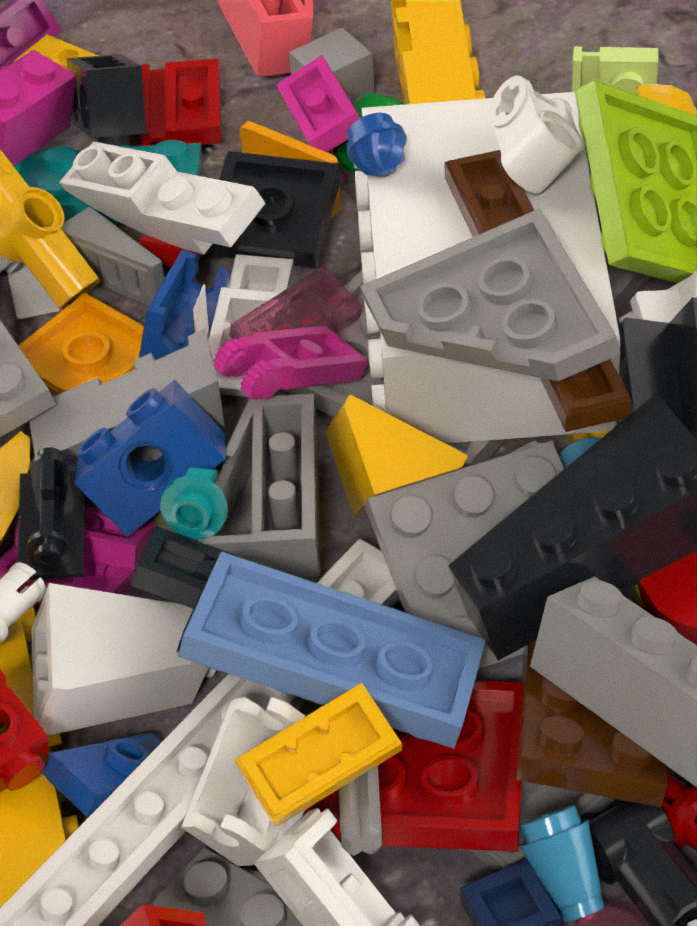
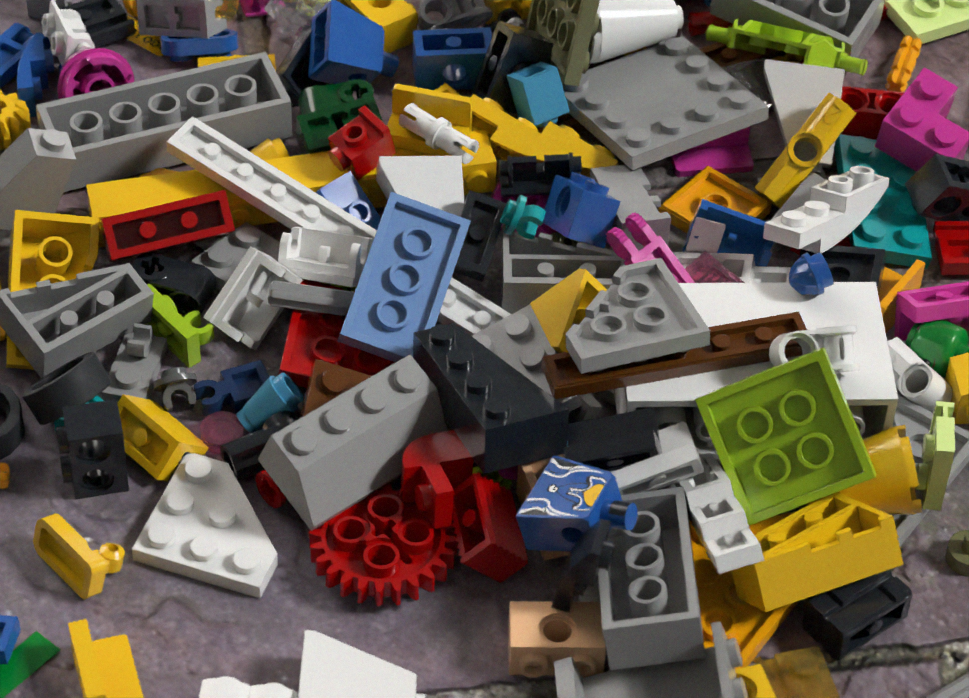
camera: 85 degrees right, 0 degrees up
(318, 755) = (321, 266): yellow plate -> none

